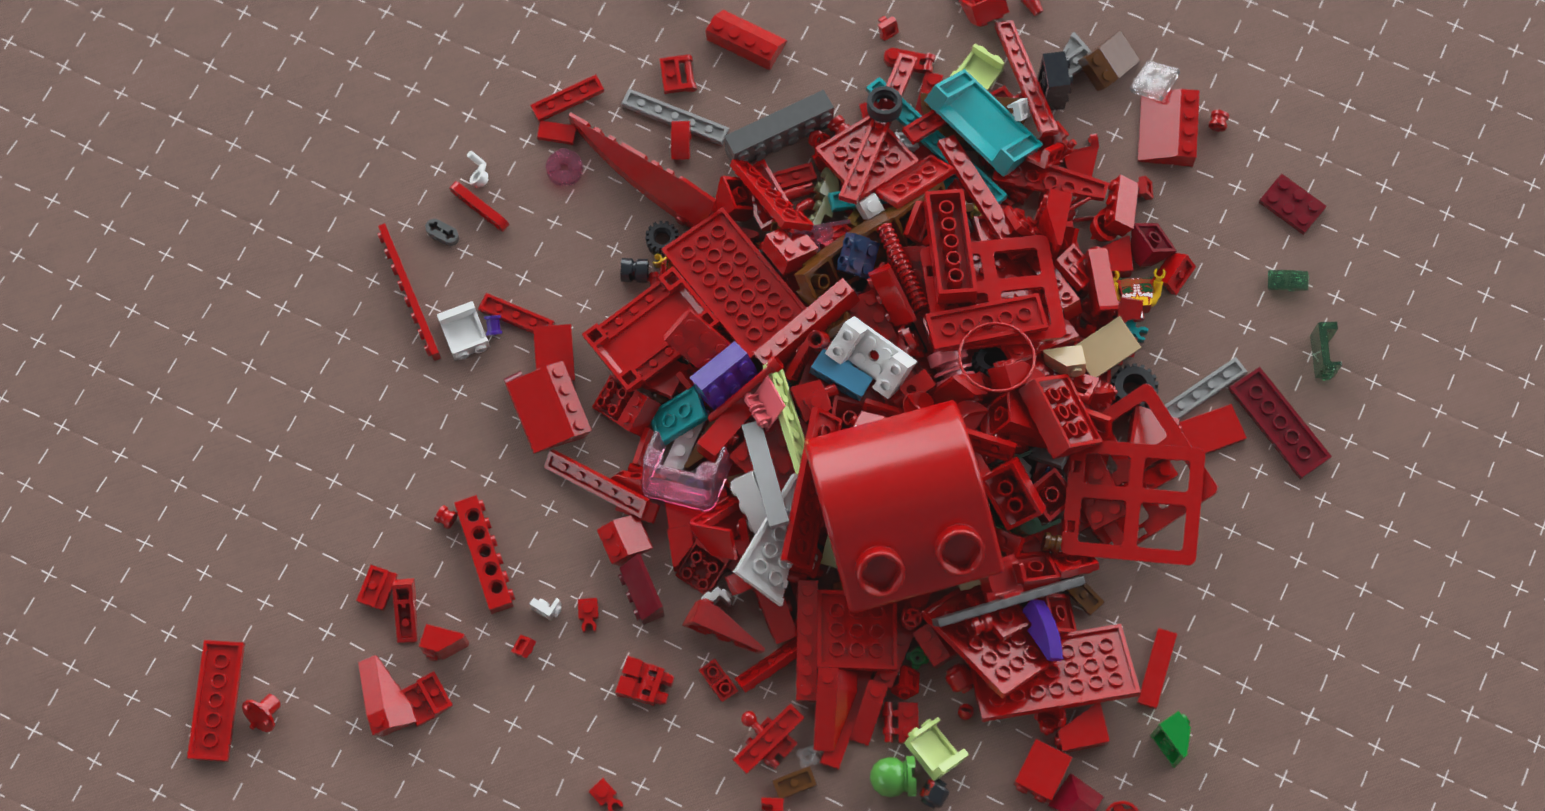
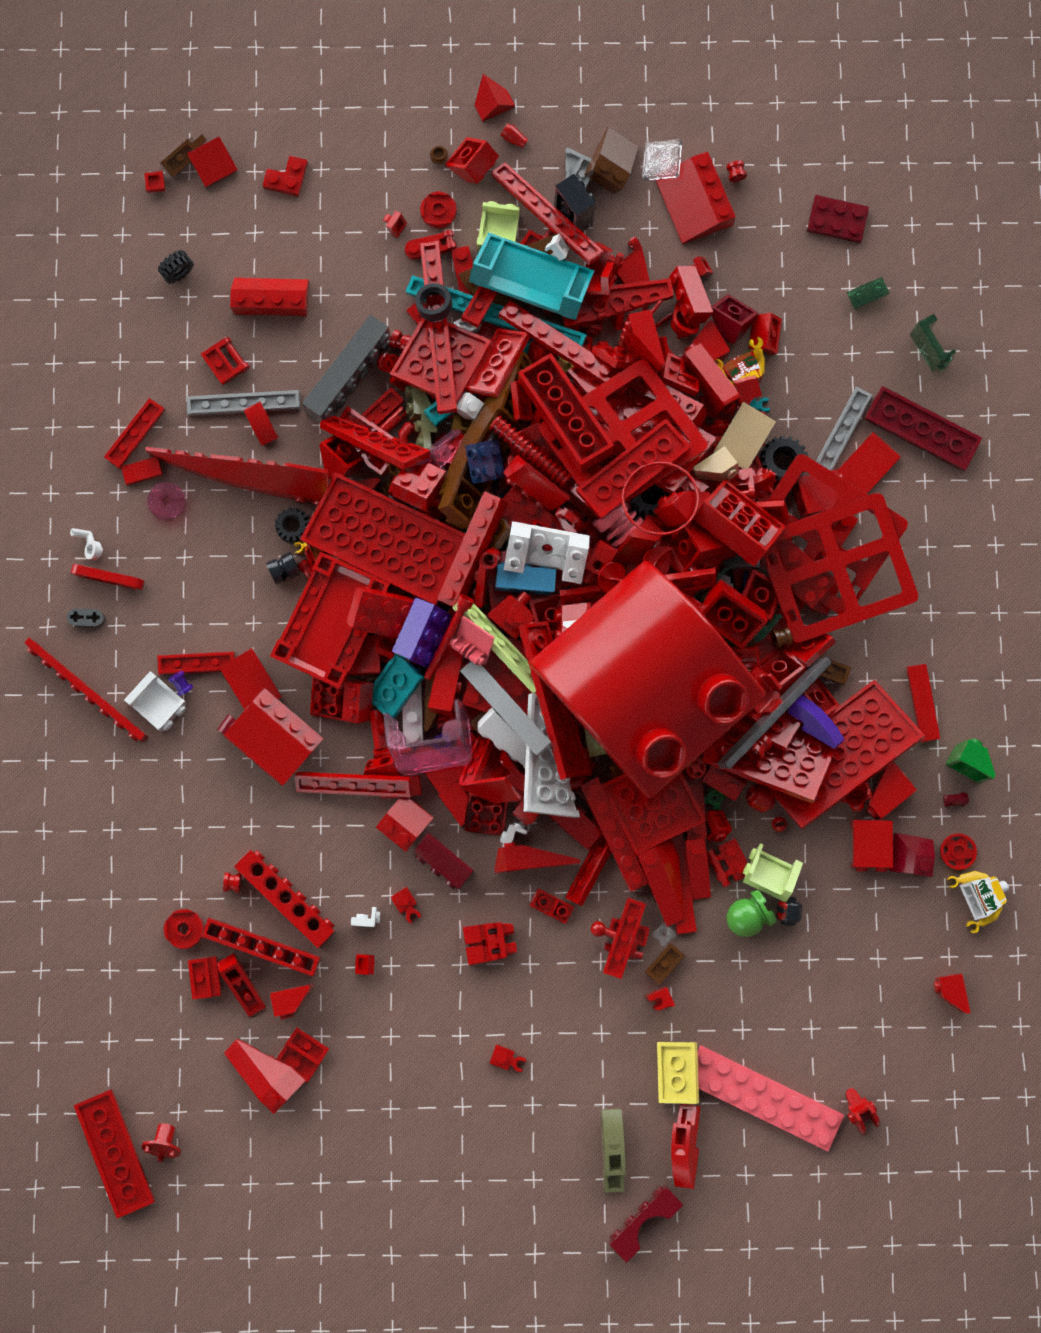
camera: 30 degrees left, 10 degrees up
(378, 526) = (176, 937): none -> red plate
(441, 584) = (261, 946): none -> red brick
(932, 34) = (438, 209): none -> red tile
(1143, 770) = (956, 799): none -> dark red pin

